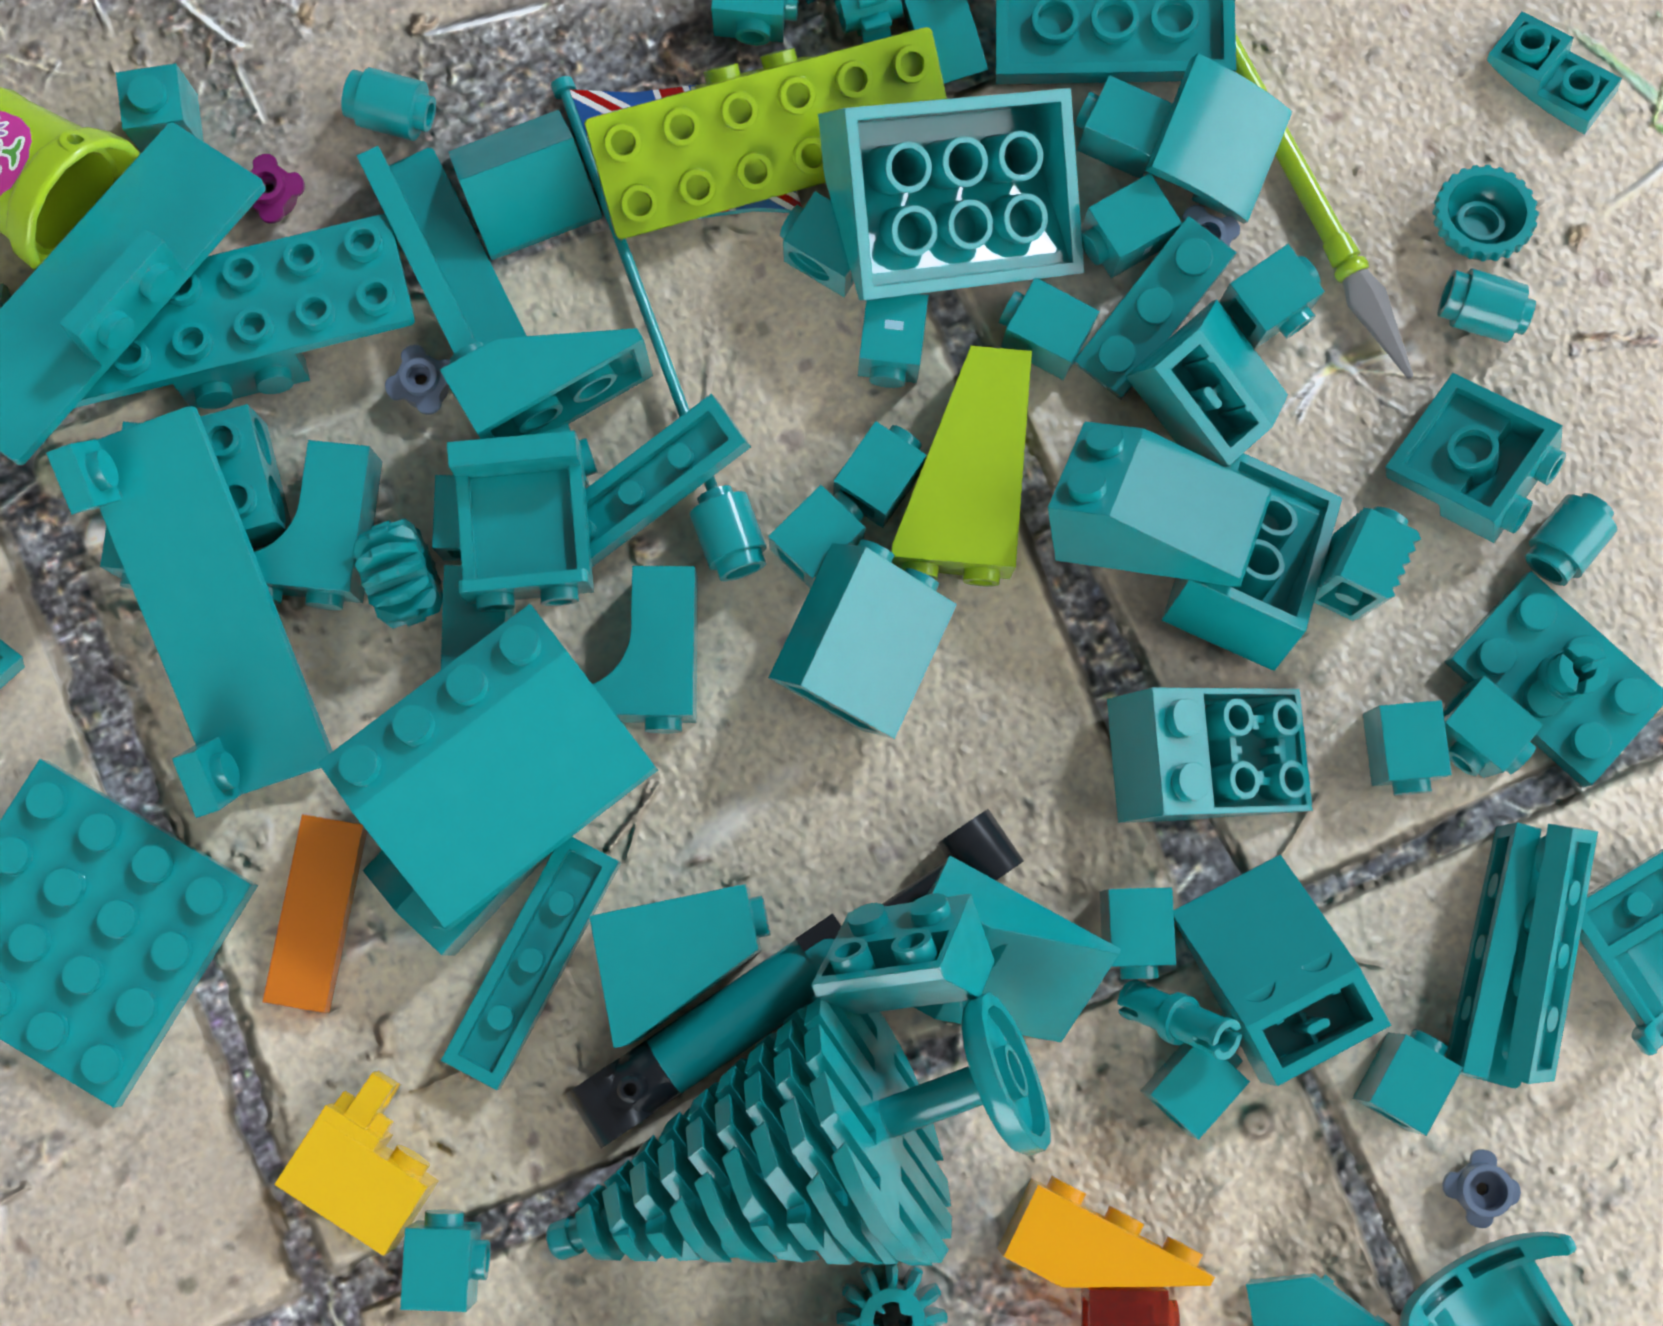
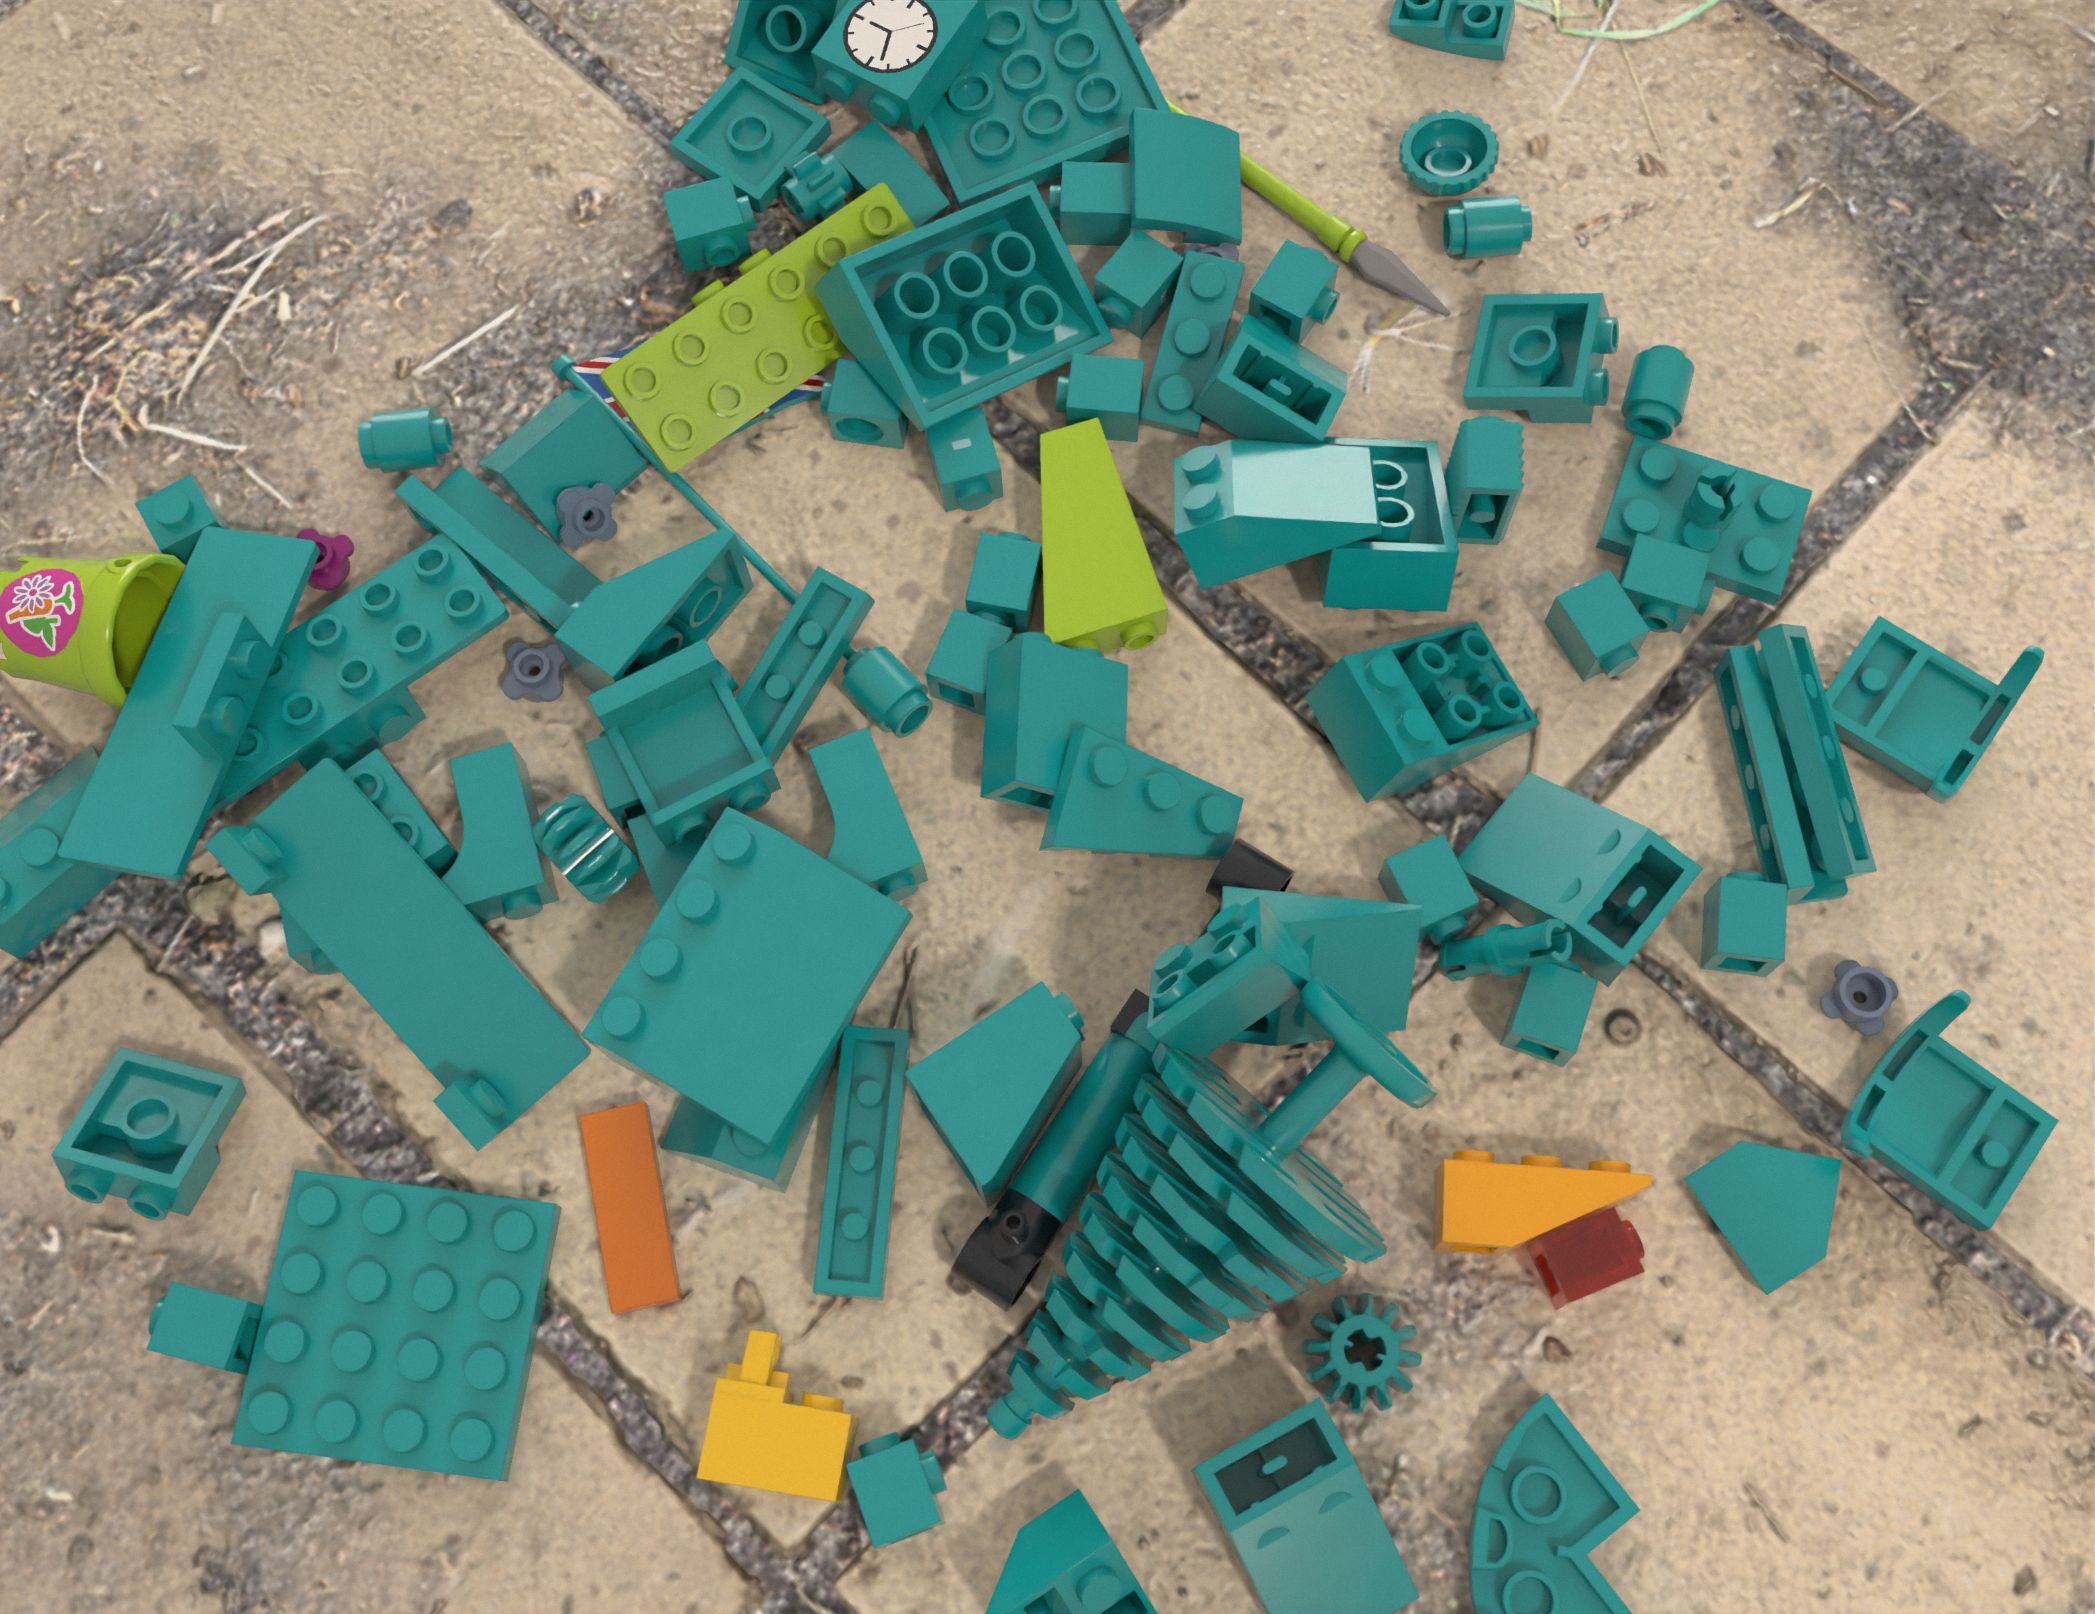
camera: 15 degrees left, 10 degrees down
(523, 232) = (573, 504): none -> sand blue plate
(904, 743) = (1135, 804): none -> teal wing

